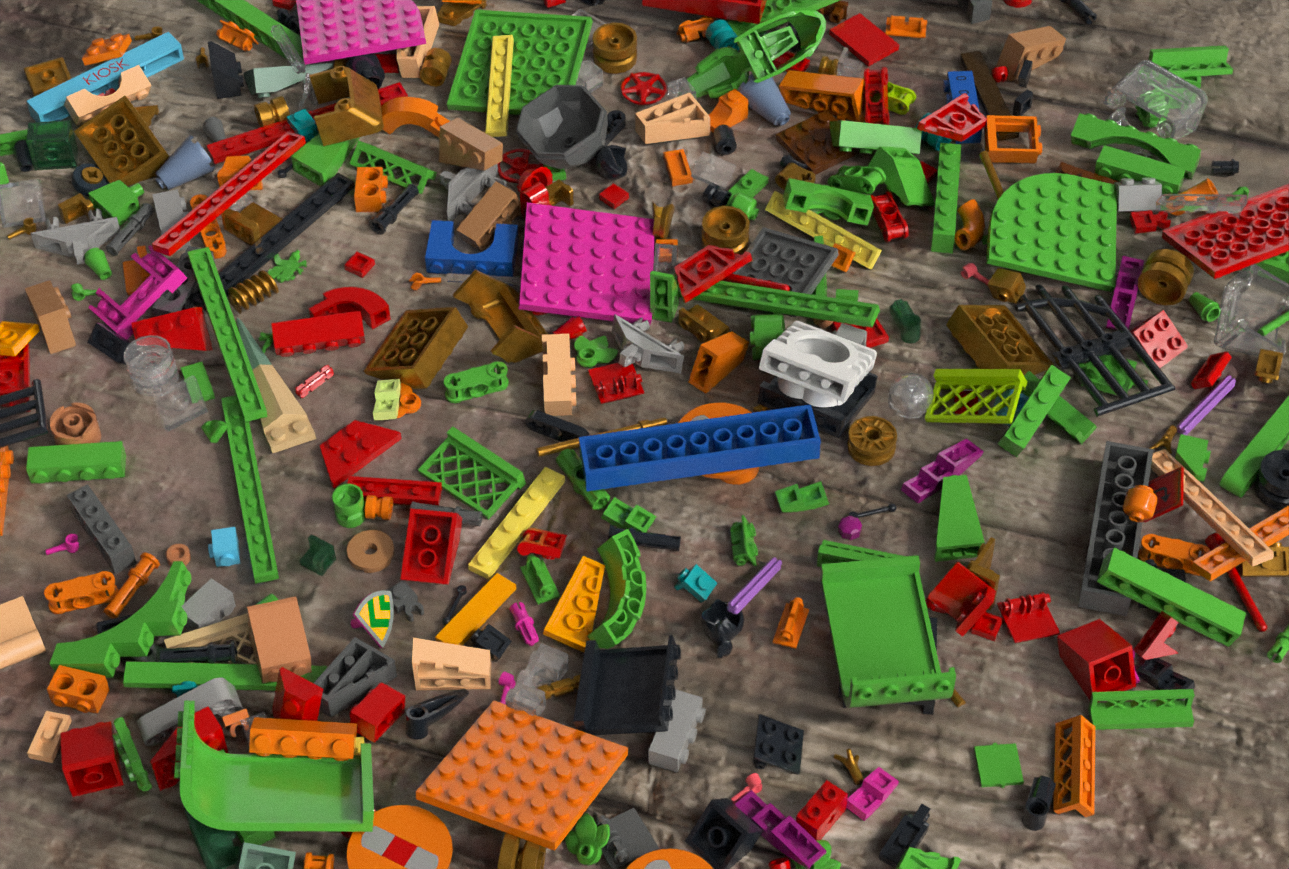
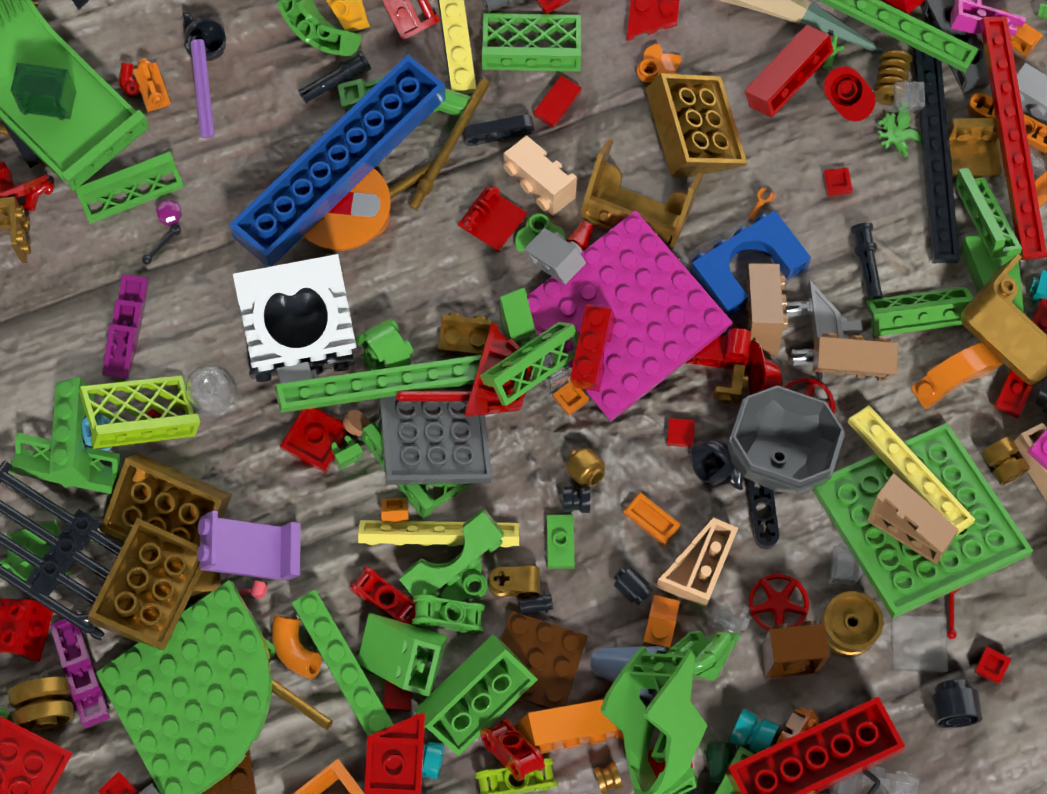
camera: 140 degrees right, 20 degrees up
(261, 264) = (908, 97): none -> clear panel
(295, 176) = (983, 218): none -> bright green fence
(295, 295) = (849, 93): none -> red piece
(314, 381) = (750, 35): axle -> none
(352, 299) = (792, 133): red arch -> none
(370, 189) = (917, 260): orange brick -> none
(387, 399) = (663, 50): yellowish green slope -> none
(476, 382) = (610, 123): bright green piece -> none
(494, 425) = (557, 101): none -> red tile
(532, 49) = (912, 520): none -> medium nougat wedge
(600, 314) = (555, 255): none -> light grey brick
(616, 249) = (589, 356): none -> red arch
(644, 349) = (494, 259): light grey connector -> none
(662, 220) = (600, 419): pearl gold piece -> none
(665, 43) = (794, 650): none -> reddish brown brick
(678, 259) = (526, 356): none -> bright green fence
(694, 207) = (585, 467): none -> pearl gold head
(696, 582) = (259, 67): teal bracket -> none
(713, 170) = (610, 537): clear piece -> none
(717, 360) = (413, 300): orange slope -> none
(726, 229) = (512, 443): pearl gold wheel -> none
(744, 203) = (538, 499): bright green head -> none
(747, 550) = (241, 128): bright green hinge -> none
(806, 498) = (232, 207): bright green slope -> none
(808, 639) = (127, 82): none -> red arm
(872, 440) = (206, 296): pearl gold wheel -> none
(890, 624) = (43, 91): none -> clear green container
(906, 321) = (276, 476): clear green piece -> none
(941, 280) = (249, 548): none -> medium lavender panel
(958, 524) = (72, 274): bright green slope -> none
(1046, 289) = (148, 586): none -> pearl gold slope

